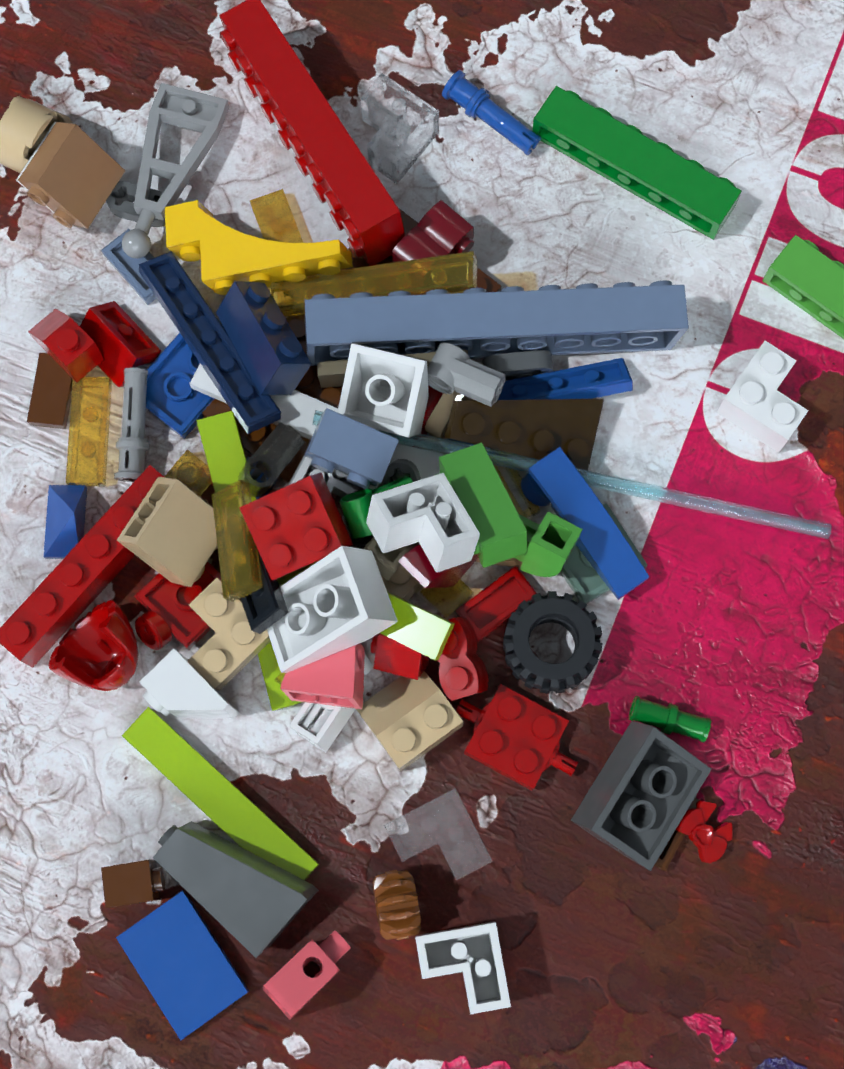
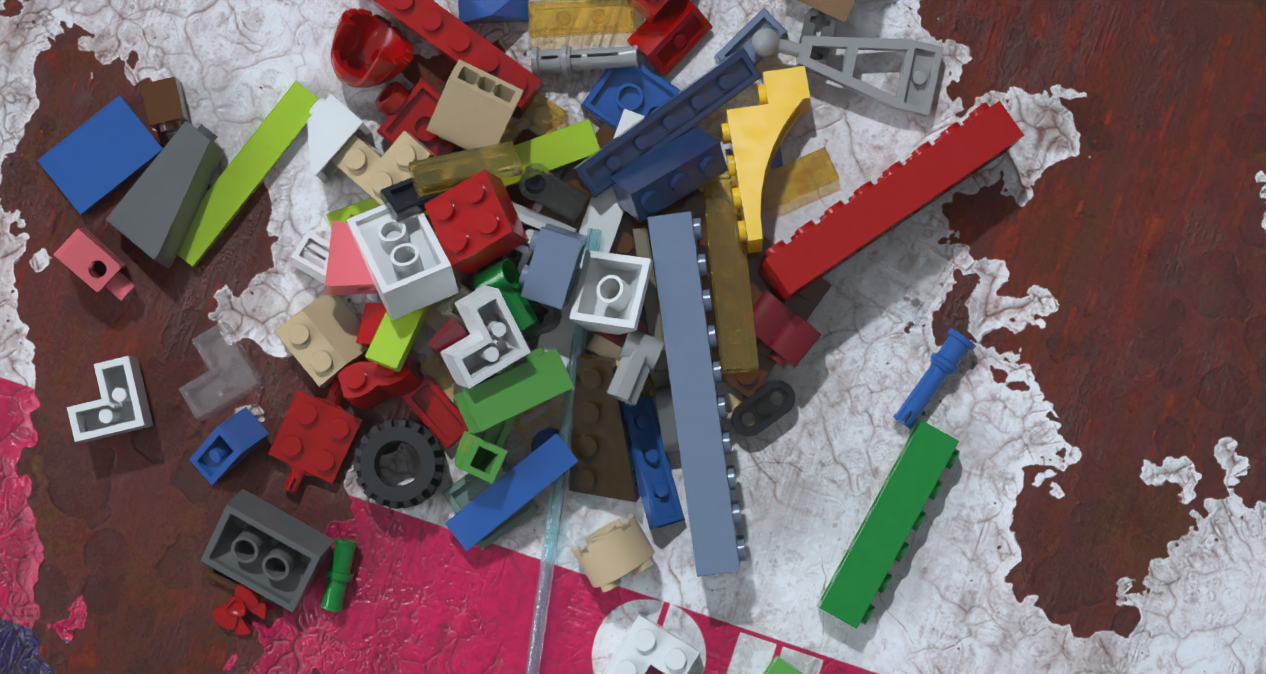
camera: 85 degrees right, 10 degrees up
(396, 905) = (158, 338): dark orange gear -> none
(517, 270) = (762, 408): none -> black plate
(522, 833) = (228, 445): none -> blue slope
(657, 422) = (614, 553): none -> tan brick

